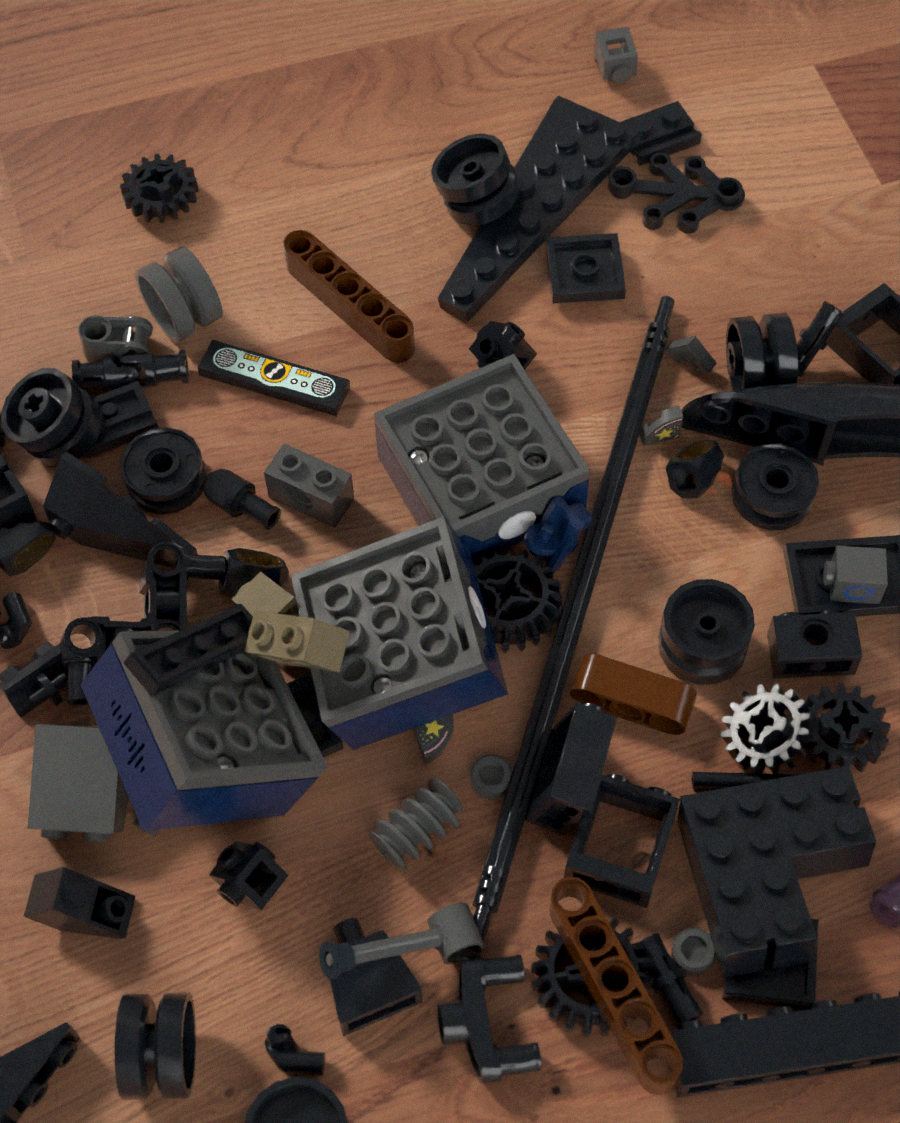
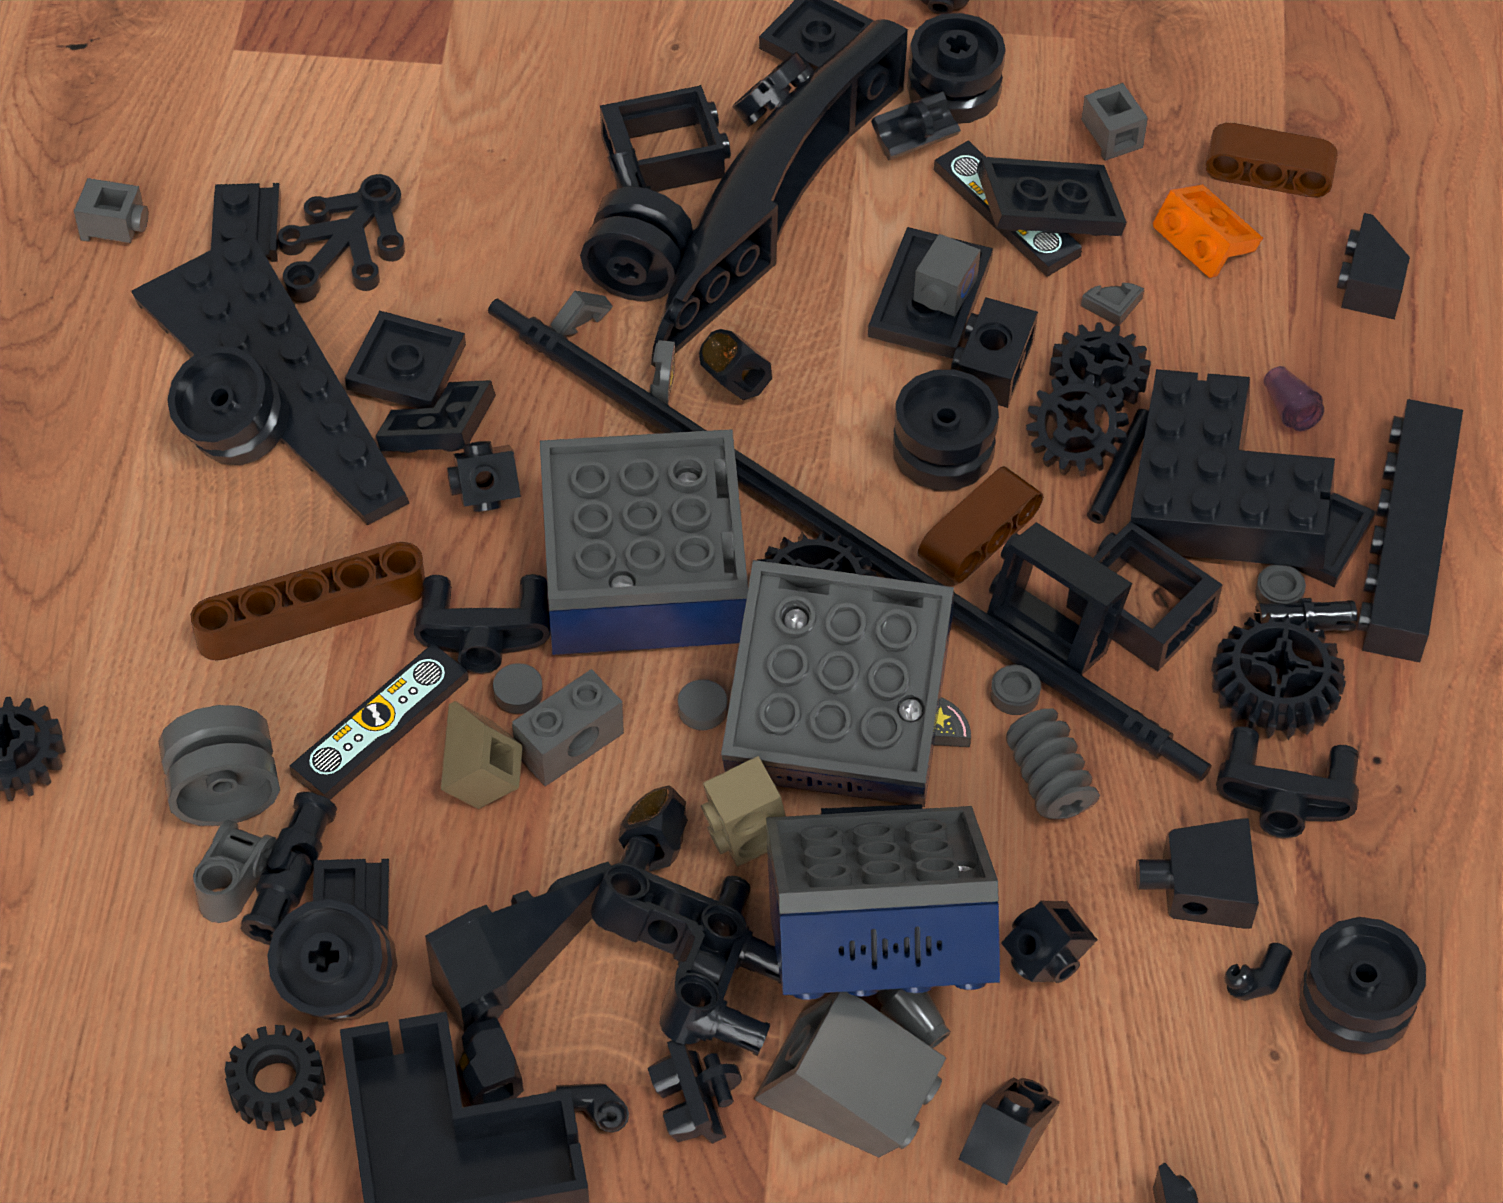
camera: 70 degrees left, 5 degrees down
(155, 1046) = (1220, 1081): black wheel -> none
(161, 450) = (459, 846): black wheel -> none
(190, 650) = (808, 848): black tile -> none
(239, 497) = (541, 808): black arm -> none
(260, 439) = (478, 758): none -> dark tan slope
(297, 641) = (829, 761): dark tan brick -> none
(338, 446) = (517, 688): none -> dark grey tile
(366, 399) = (483, 633): none -> black connector
(449, 933) = (1192, 781): dark grey piece -> none
(535, 311) = (442, 427): none -> black plate
(557, 531) = (764, 507): dark blue hips -> none
(621, 1005) = (1338, 638): reddish brown beam -> none
(778, 466) = (792, 307): black wheel -> none

